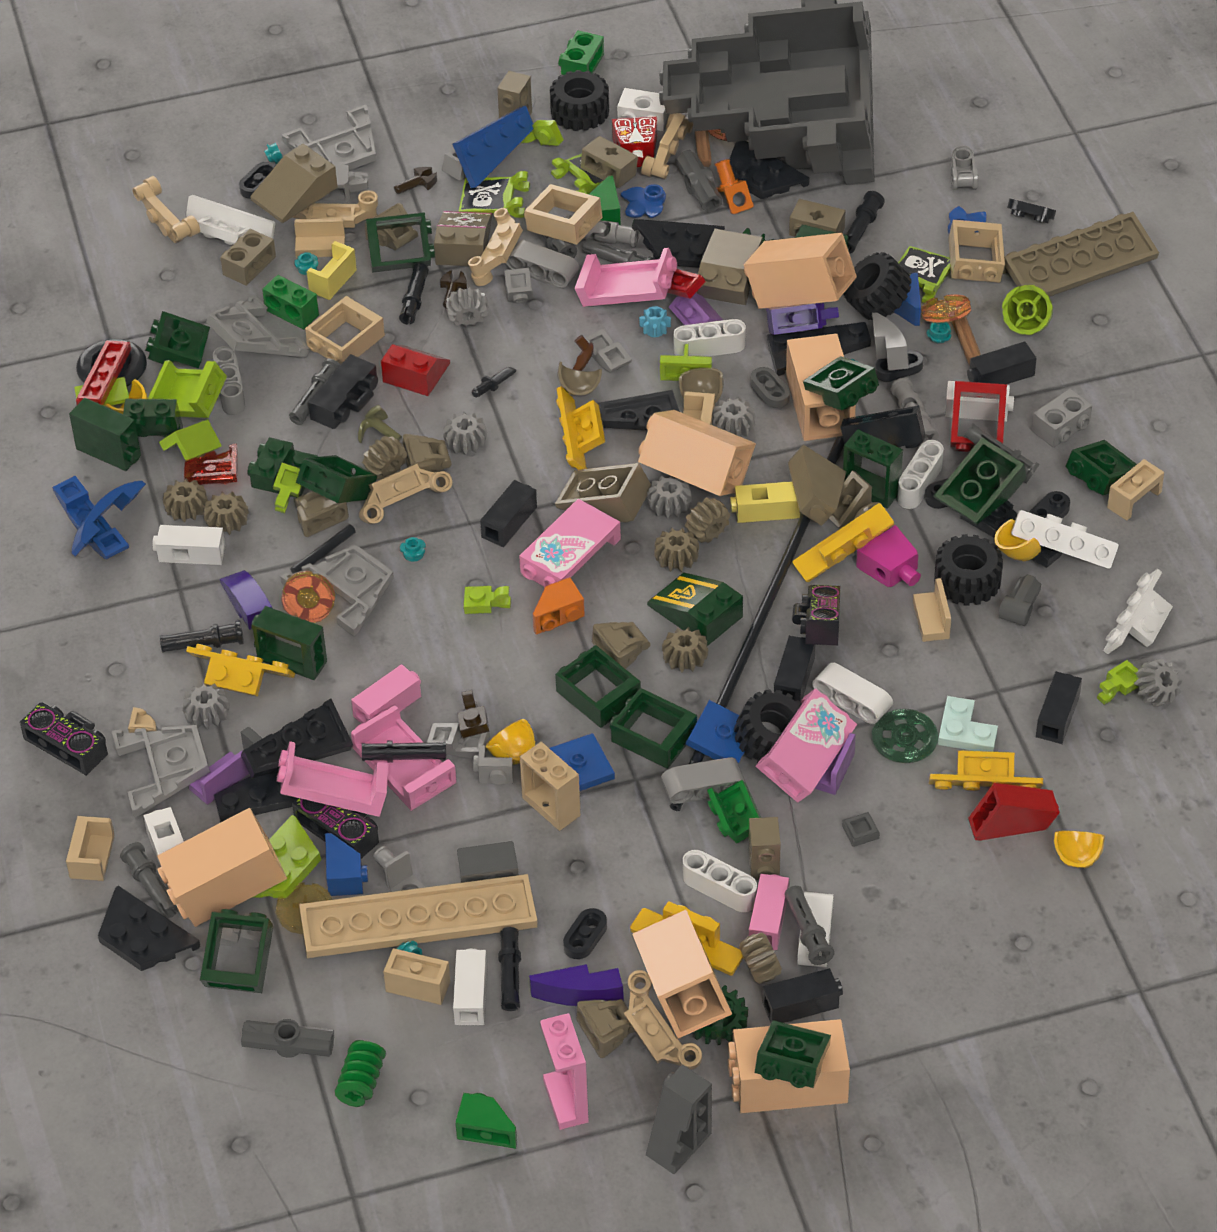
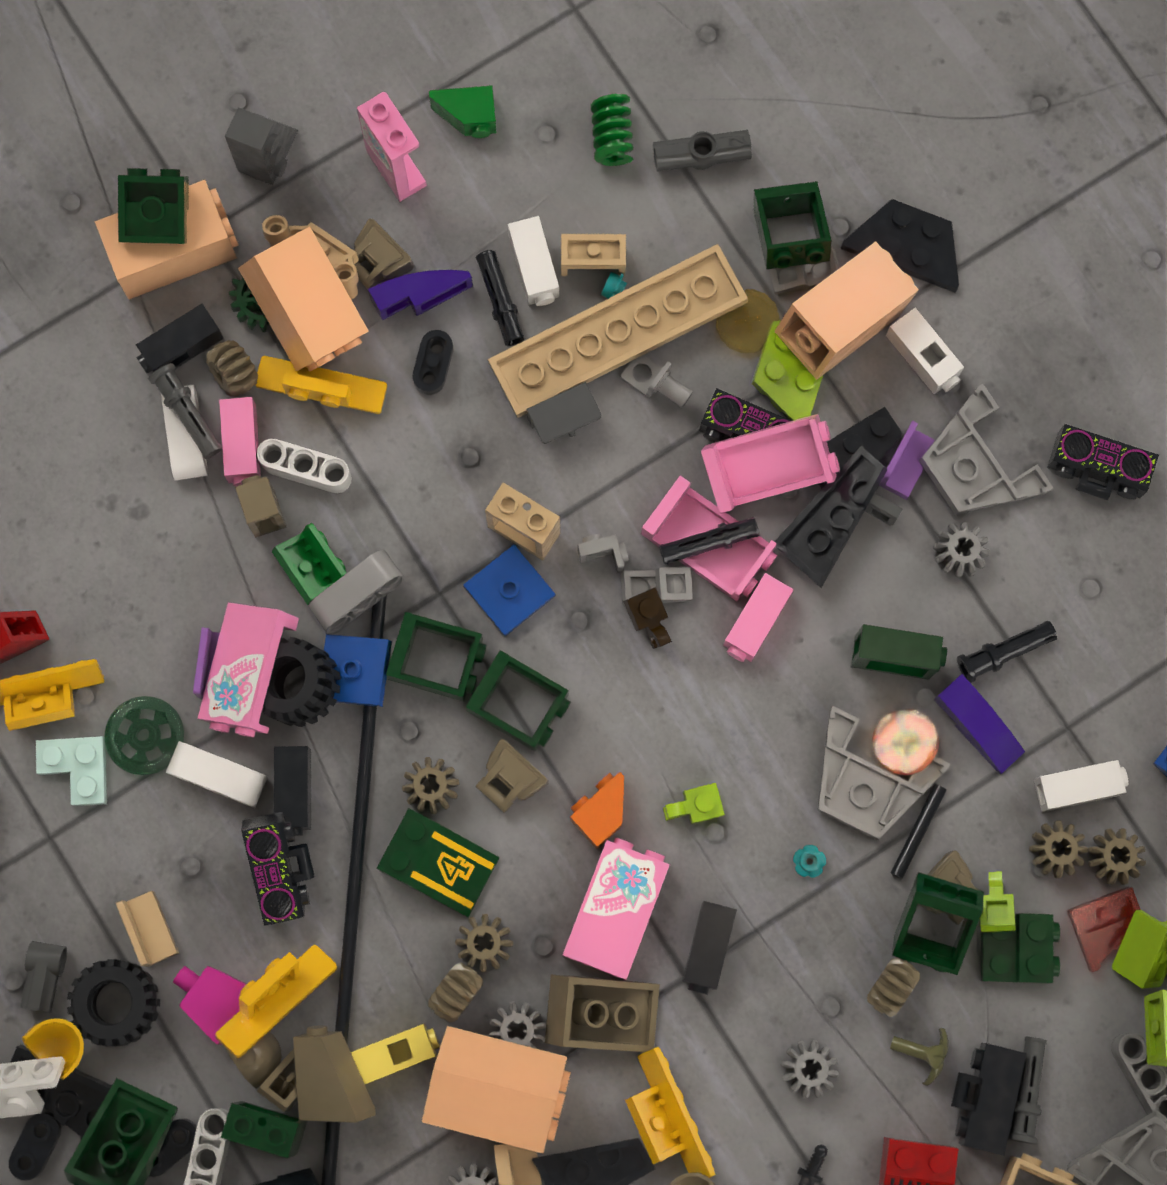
camera: 160 degrees right, 30 degrees up
(90, 848) = (1007, 324): tan panel -> none
(141, 719) = (1026, 515): tan tile -> none
(145, 871) = (939, 315): dark grey pin -> none
(237, 673) = (949, 613): yellow bracket -> none
(343, 868) = (720, 368): blue slope -> none
(399, 487) = (857, 942): tan plate -> none
(426, 452) = (852, 1013): dark tan piece -> none
(512, 741) = (592, 586): yellow helmet -> none
(860, 829) = (166, 587): dark grey tile -> none

